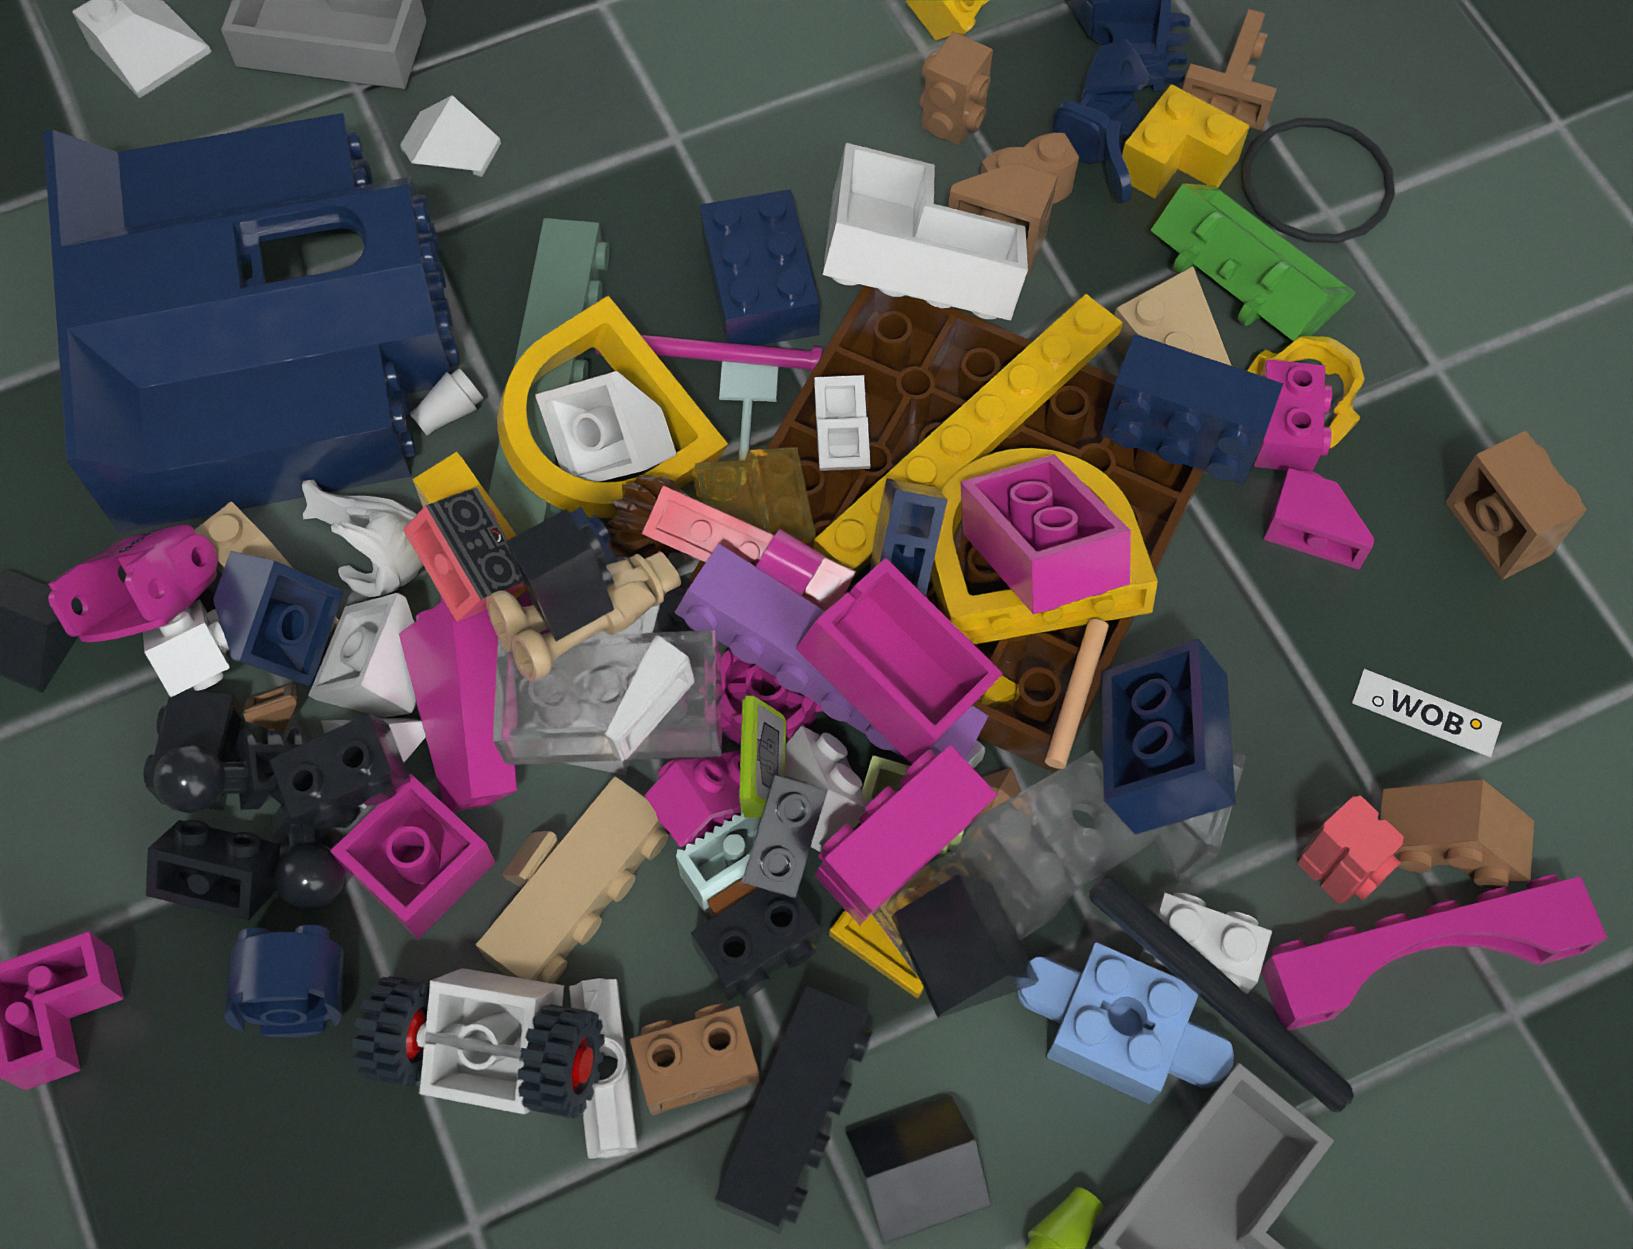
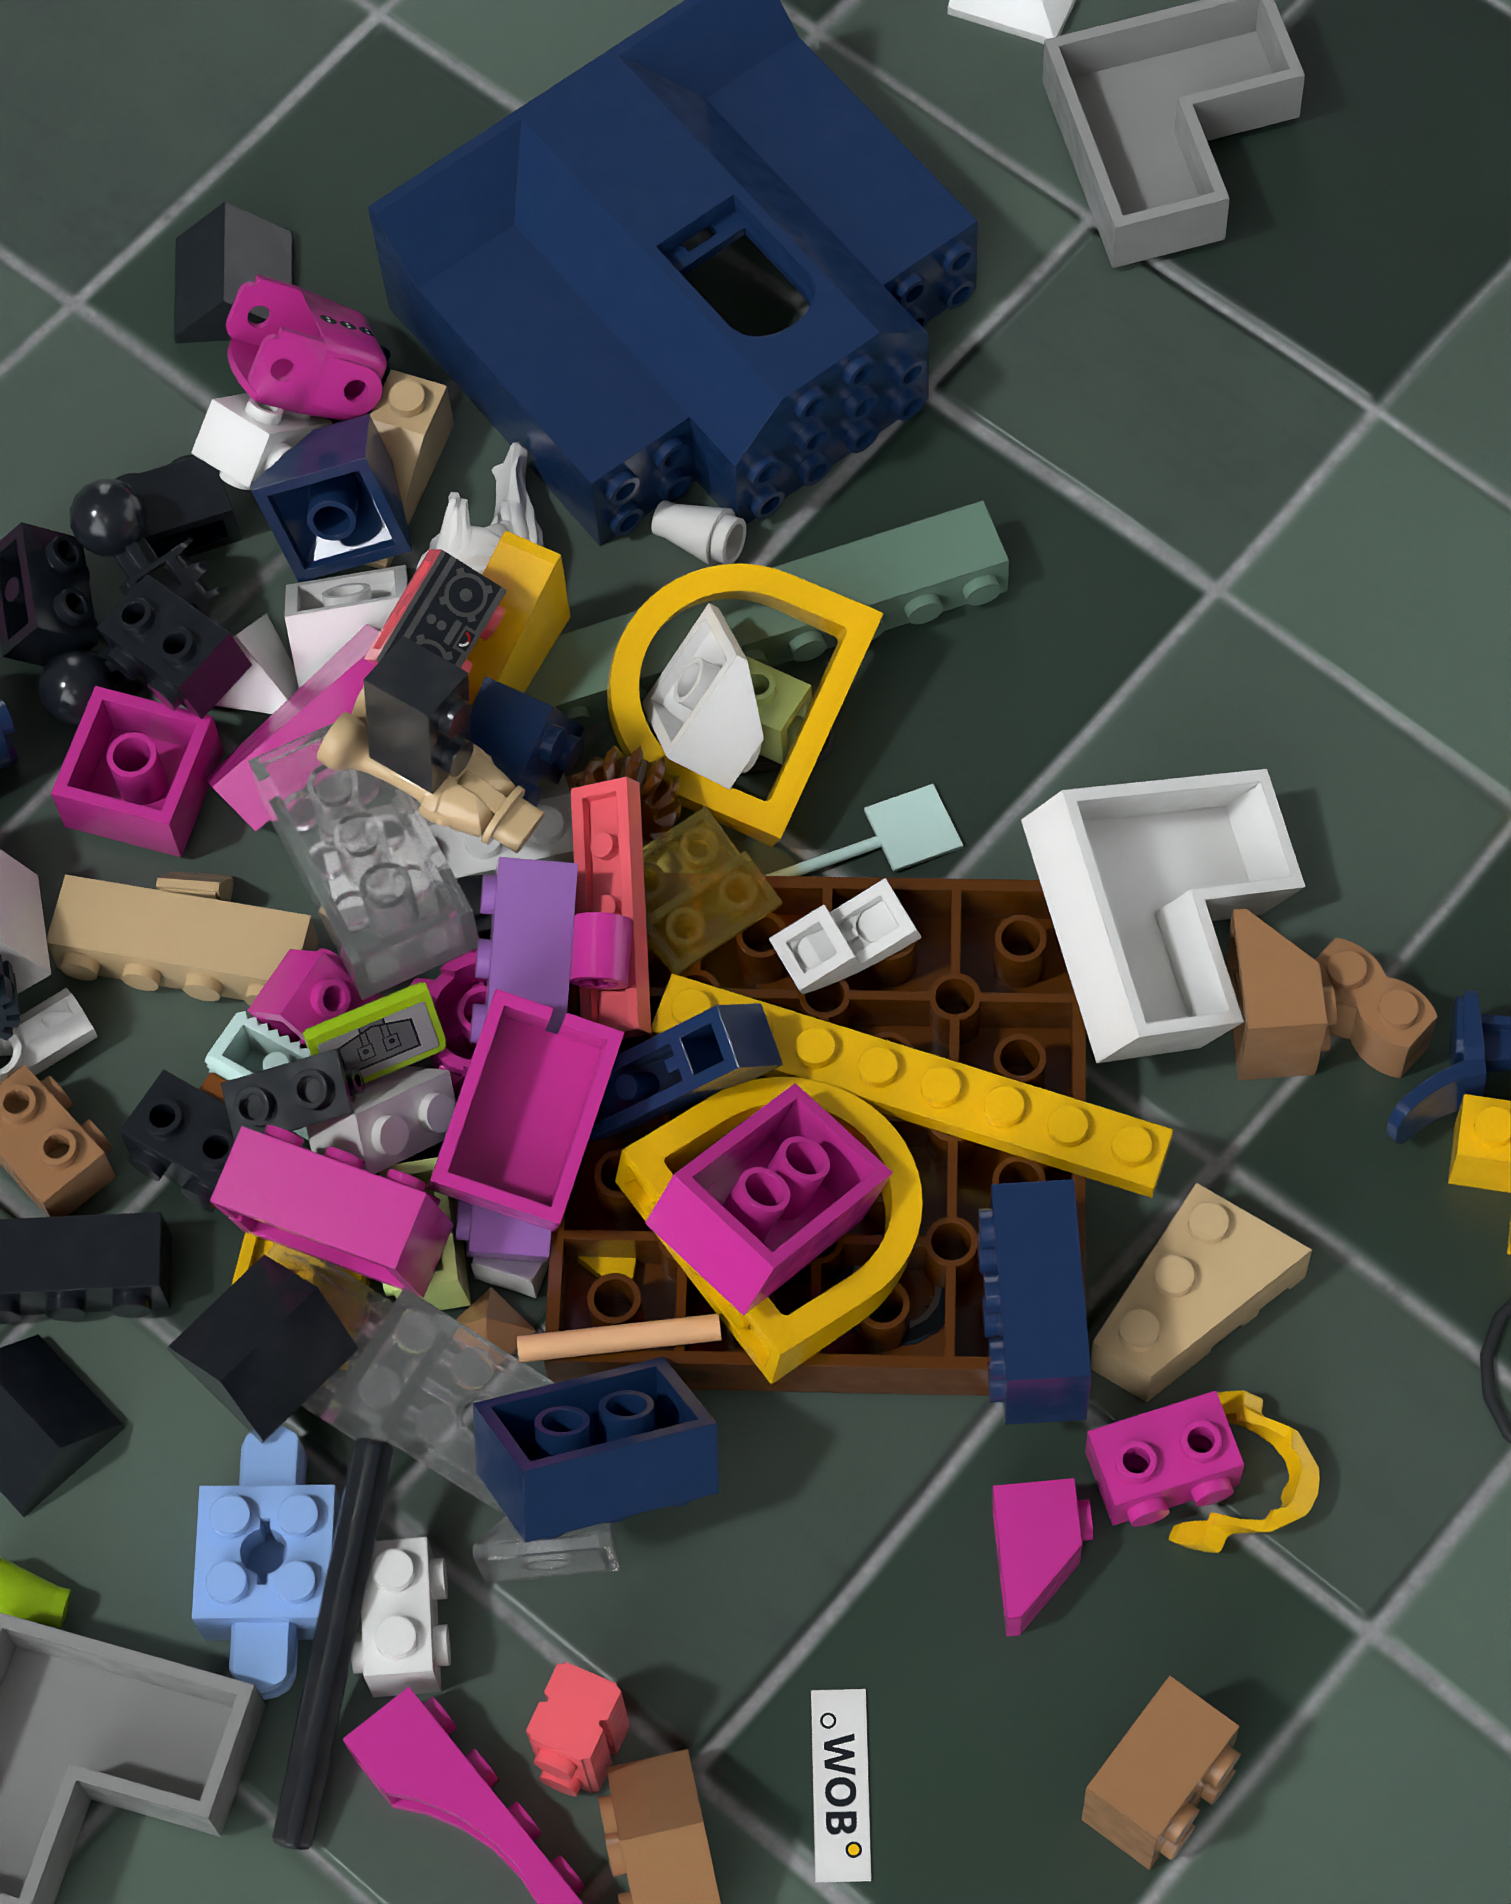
camera: 70 degrees right, 0 degrees up
(272, 707) = (250, 556): medium nougat slope -> none
(450, 138) = (1051, 353): white slope -> none
(654, 690) = (348, 875): white slope -> none
(733, 352) = (916, 760): dark pink bar -> none
(760, 269) = (1055, 739): dark blue brick -> none
(955, 88) = (1439, 862): medium nougat brick -> none
(1250, 261) = (1393, 1331): bright green piece -> none

